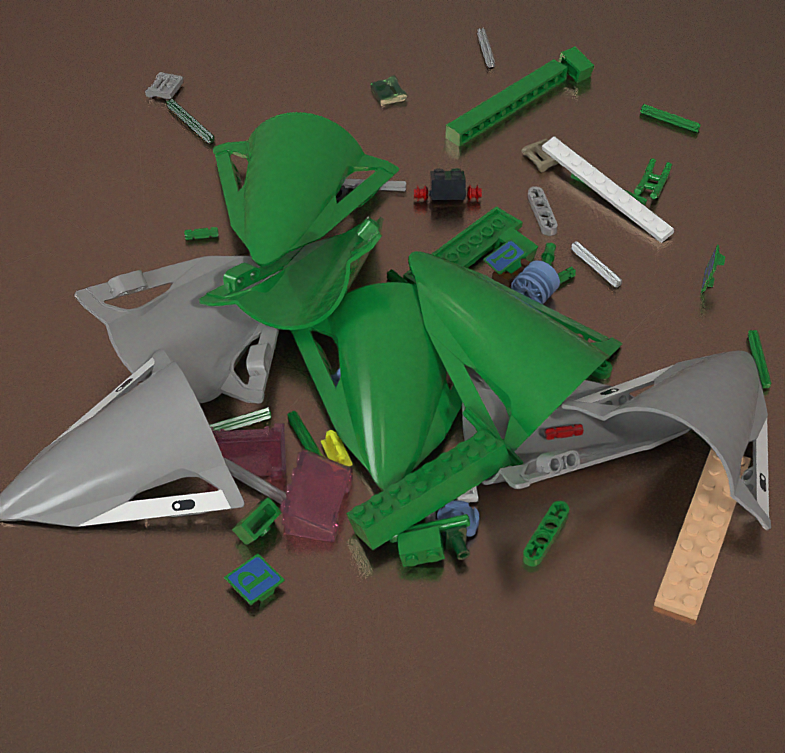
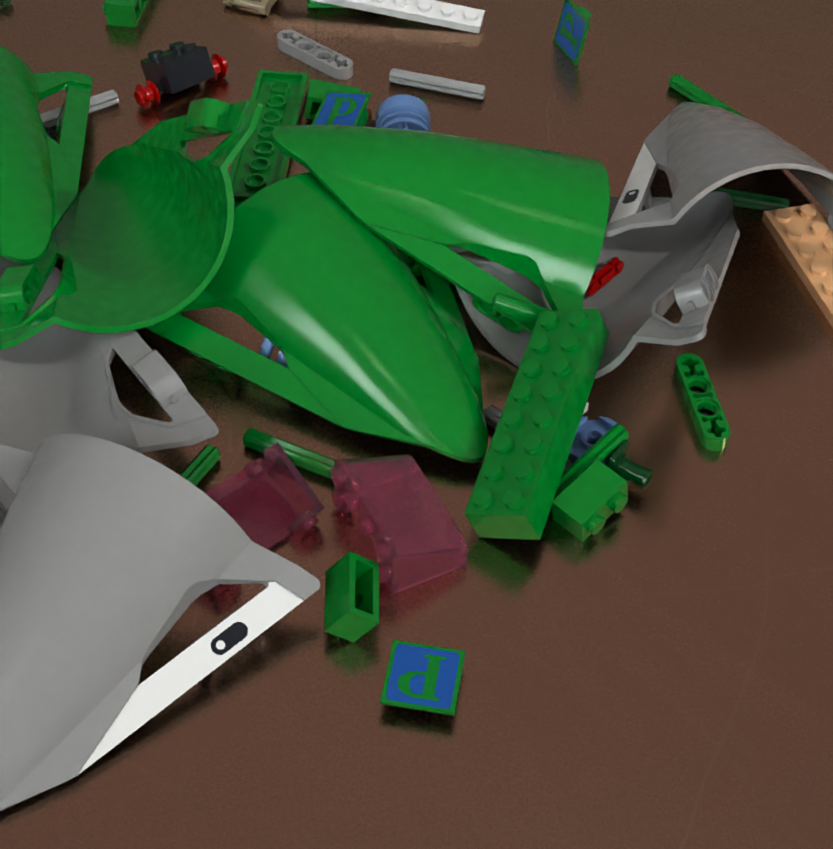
camera: 40 degrees left, 0 degrees up
(255, 482) = (309, 548): light grey axle -> none
(335, 448) = (345, 445): neon yellow hinge -> none
(548, 254) = (377, 96): green axle -> none

